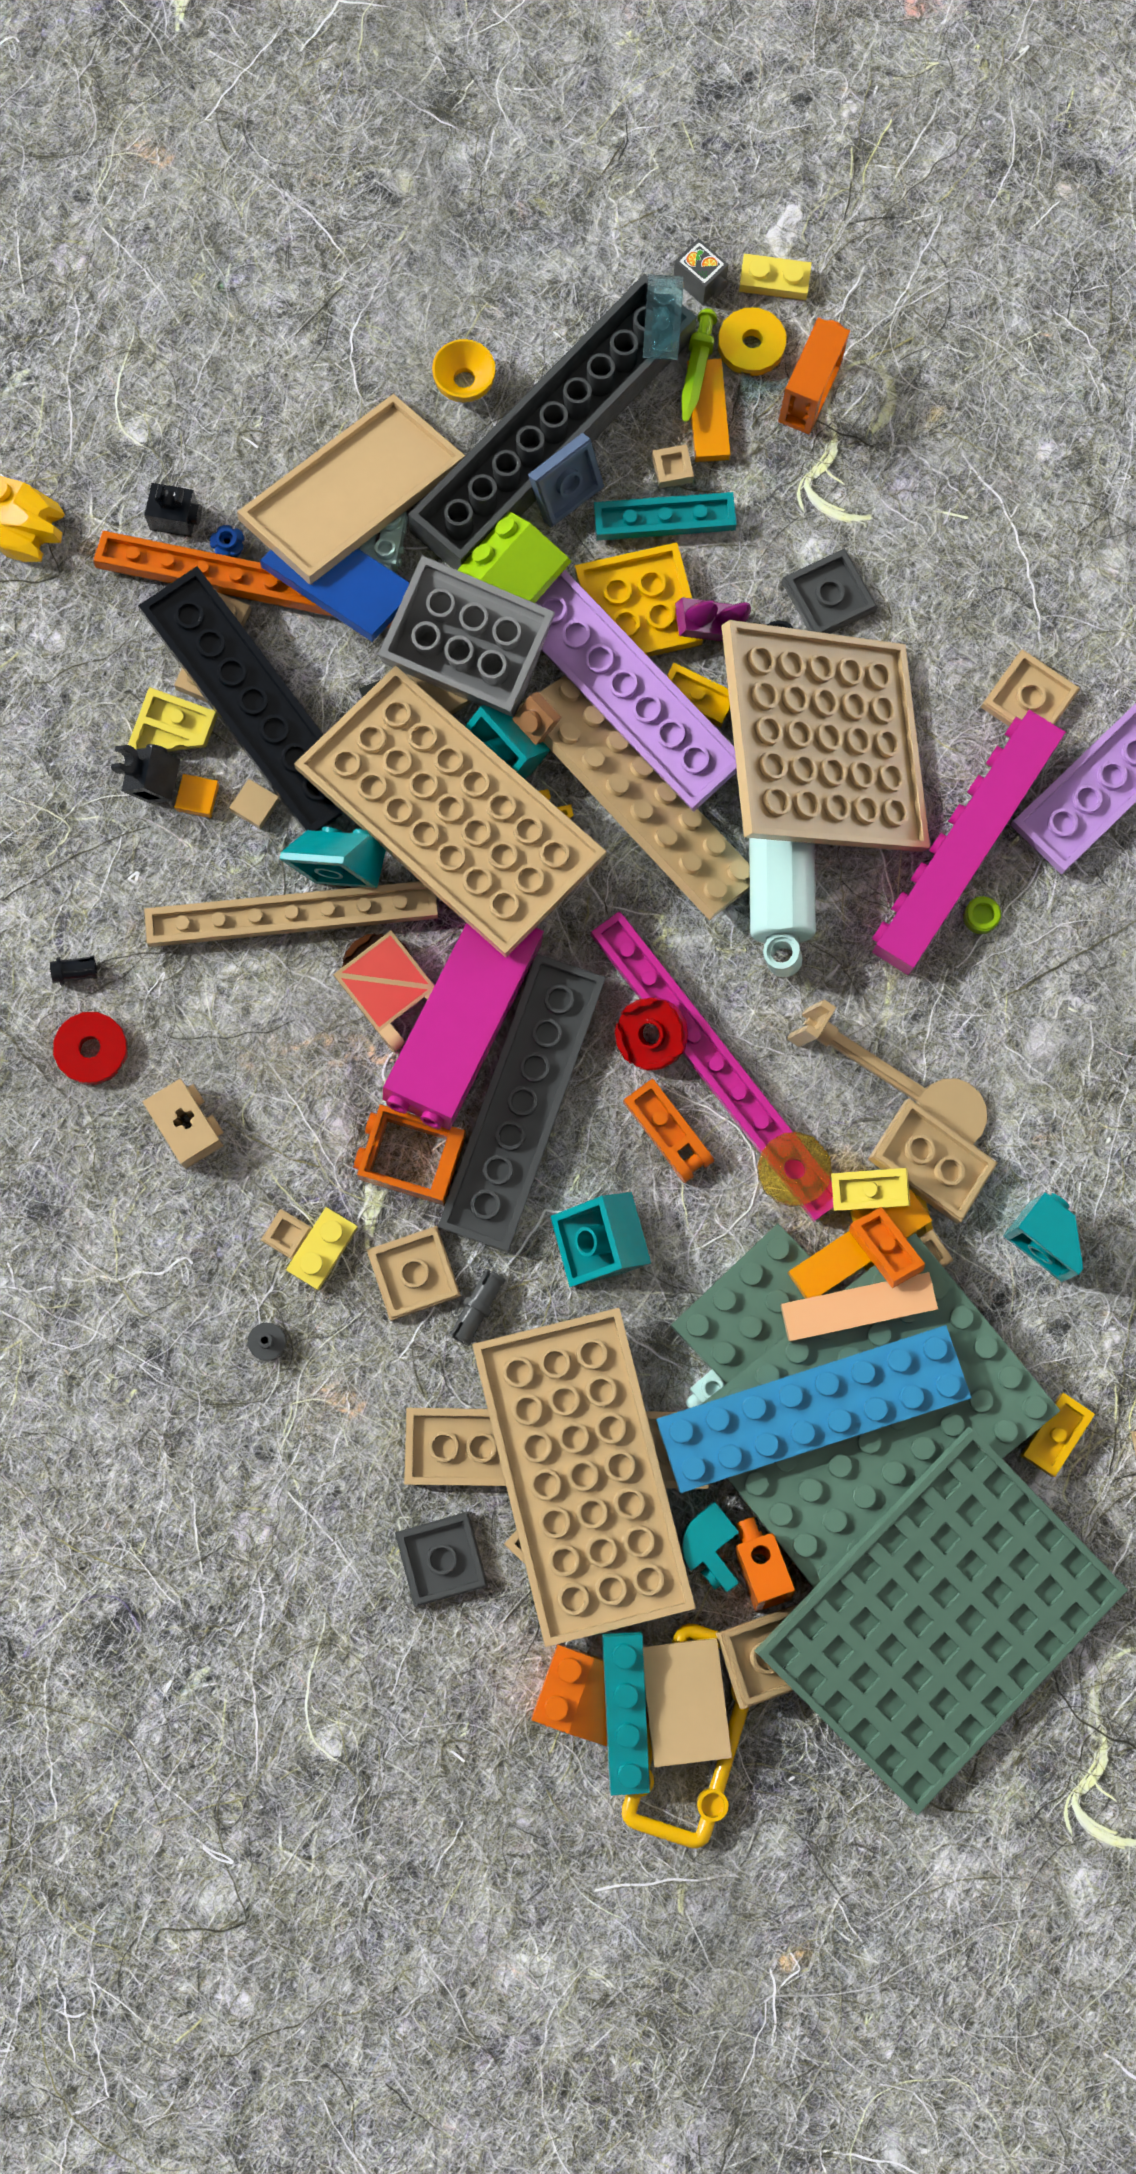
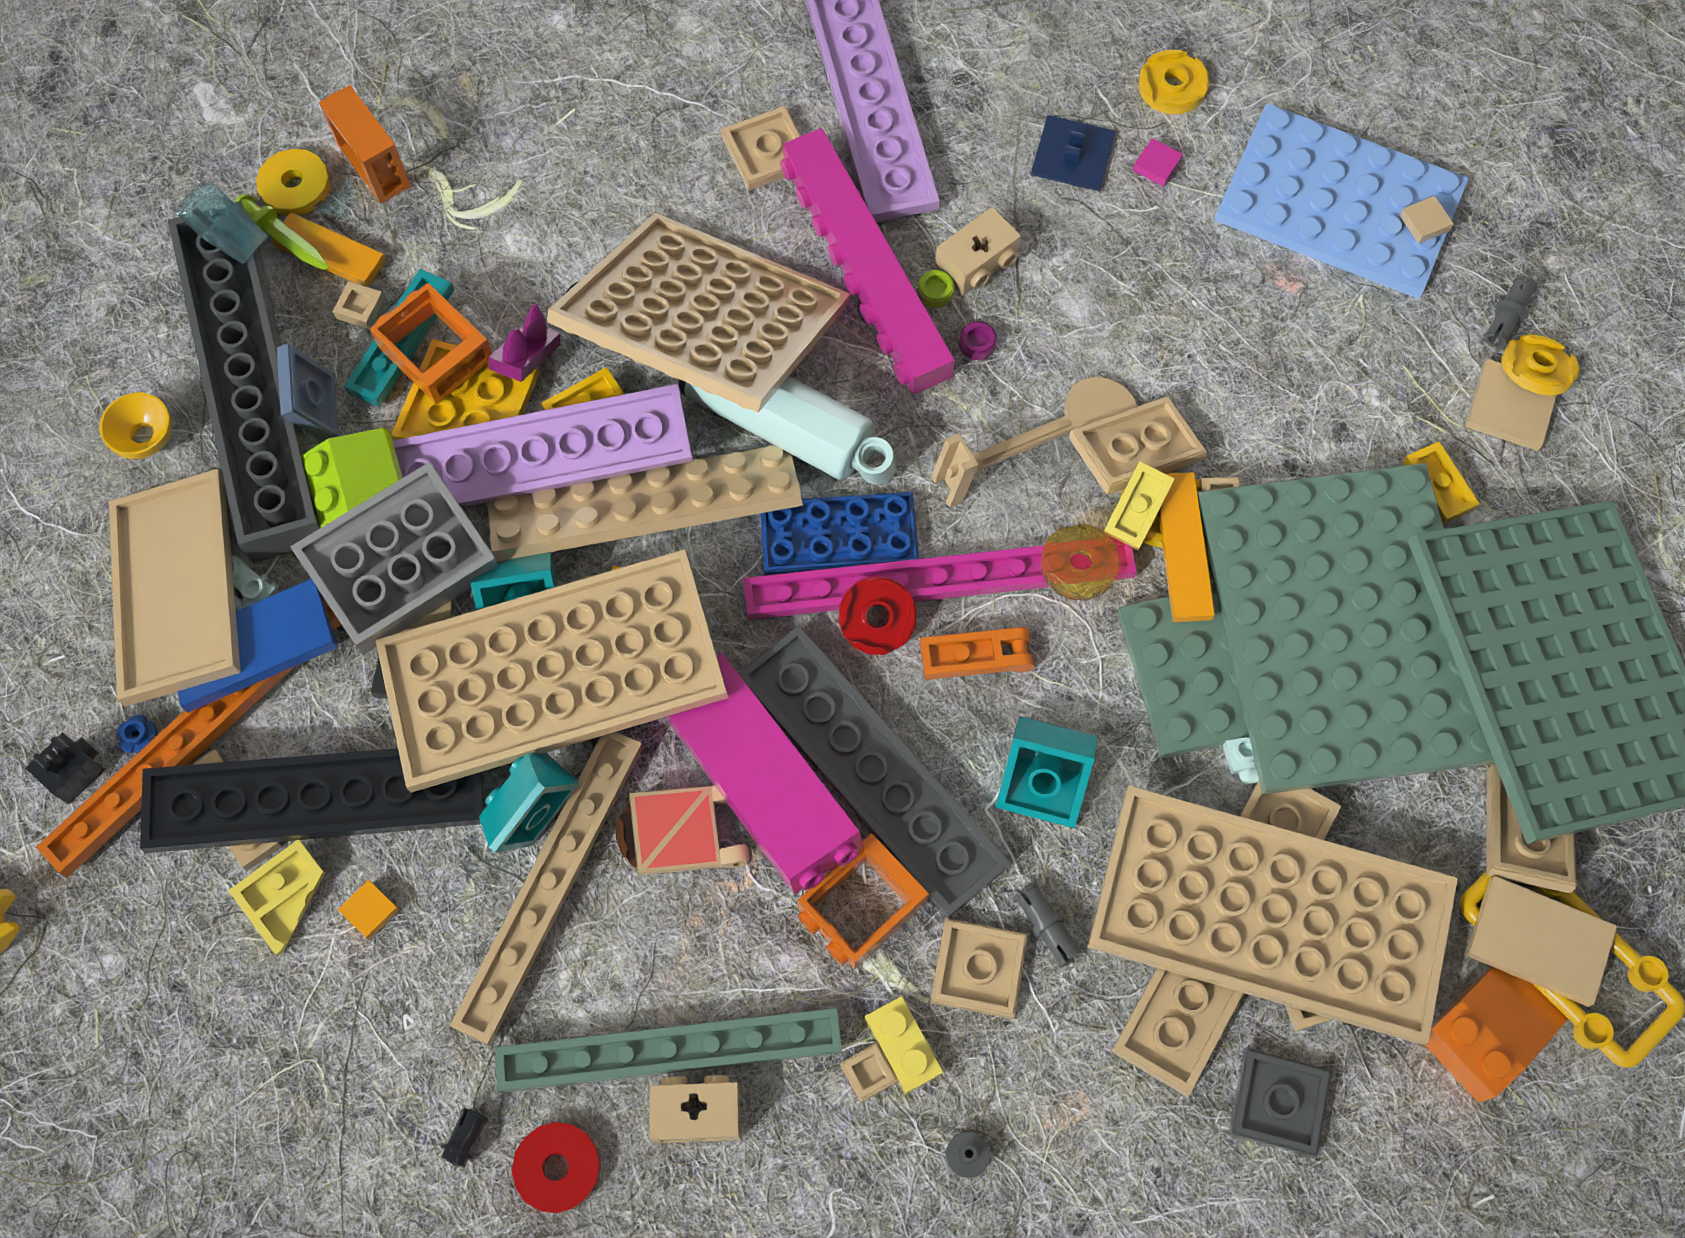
camera: 55 degrees left, 10 degrees down
(148, 772) = (315, 941): black brick -> none
(219, 1078) = (667, 1050): none -> sand green plate
(254, 804) = (415, 857): tan tile -> none
(536, 718) = (515, 542): medium nougat plate -> none
(625, 1713) = (1529, 1001): teal plate -> none
(657, 576) = (453, 367): none -> orange window
(701, 1539) = (1383, 831): teal brick -> none
(702, 272) = (195, 171): dark grey brick -> none
(708, 966) = (840, 533): none -> blue tile
(767, 1582) = (1444, 797): orange torso -> none
(775, 277) = (249, 133): light yellow plate -> none
(813, 1409) = (1319, 669): dark azure plate -> none
(829, 593) = (565, 247): dark grey tile -> none
(858, 1307) = (1245, 573): light nougat tile -> none
(886, 1247) = (1204, 517): orange plate -> none
(954, 977) = (977, 340): none -> magenta tile
(1048, 1236) = (1262, 386): teal slope -> none
(1054, 926) = (978, 251): none -> tan brick

